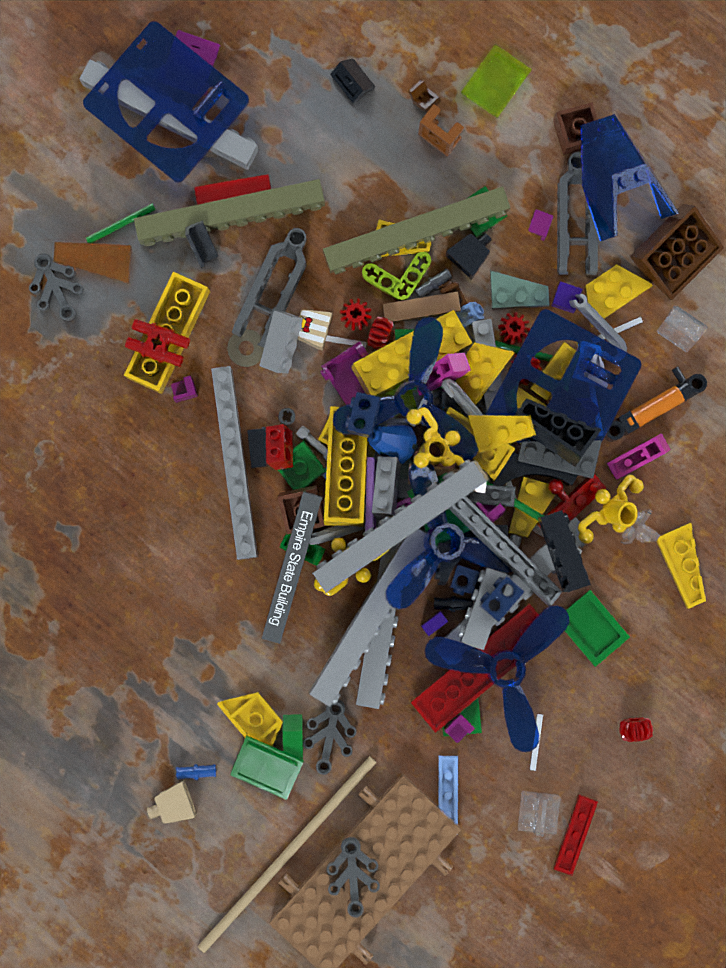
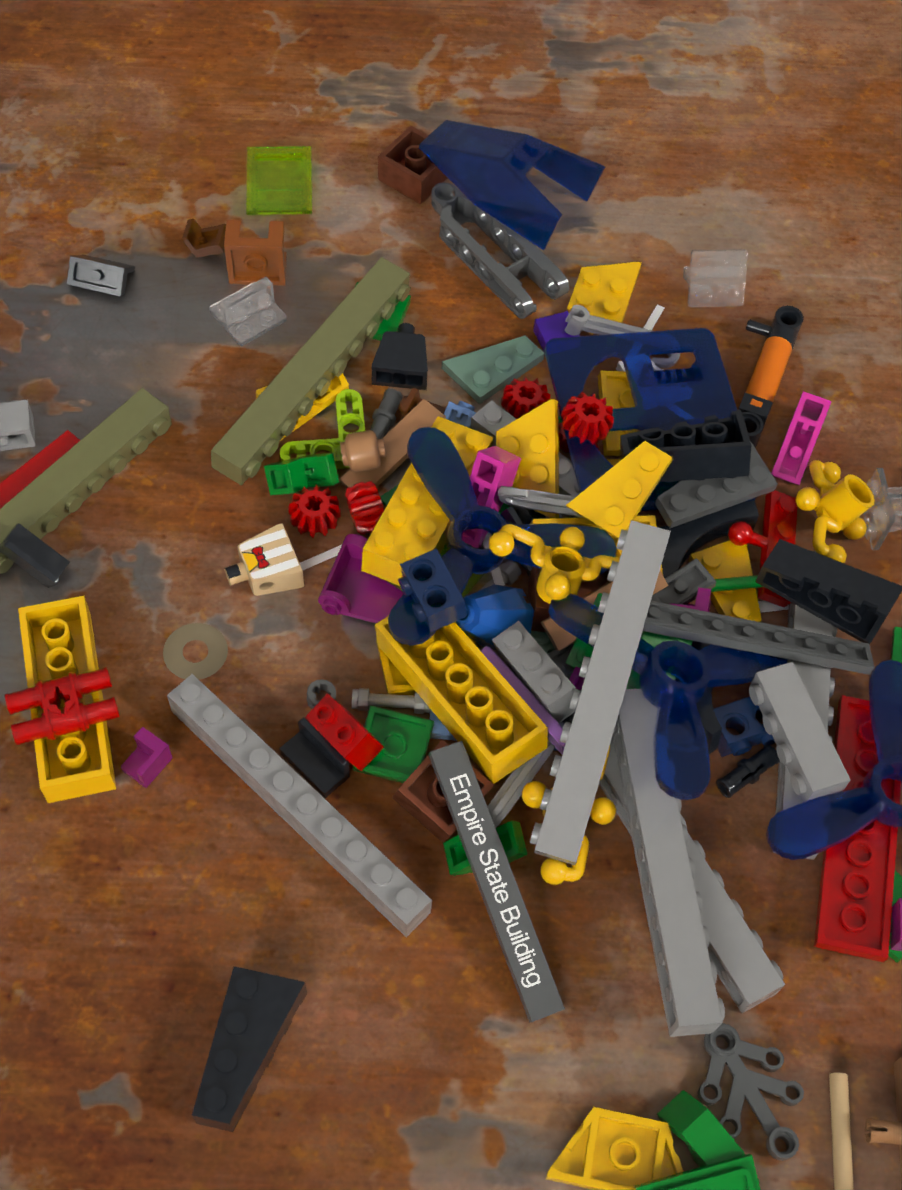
camera: 40 degrees left, 25 degrees down
(139, 552) = (248, 1031): none -> black wedge
(281, 342) = (241, 599): light grey brick -> none
(291, 248) = (166, 493): dark grey piece -> none
(363, 286) = (301, 472): none -> green slope
(401, 301) = (362, 451): none -> medium nougat head
(412, 163) = (249, 312): none -> clear bracket
(434, 623) = (749, 811): dark purple piece -> none
(505, 602) = (820, 691): dark blue brick -> none
(525, 367) = (587, 418): none -> red gear
(540, 223) = (458, 275): magenta panel -> none
(677, 251) = (635, 214): reddish brown slope -> none

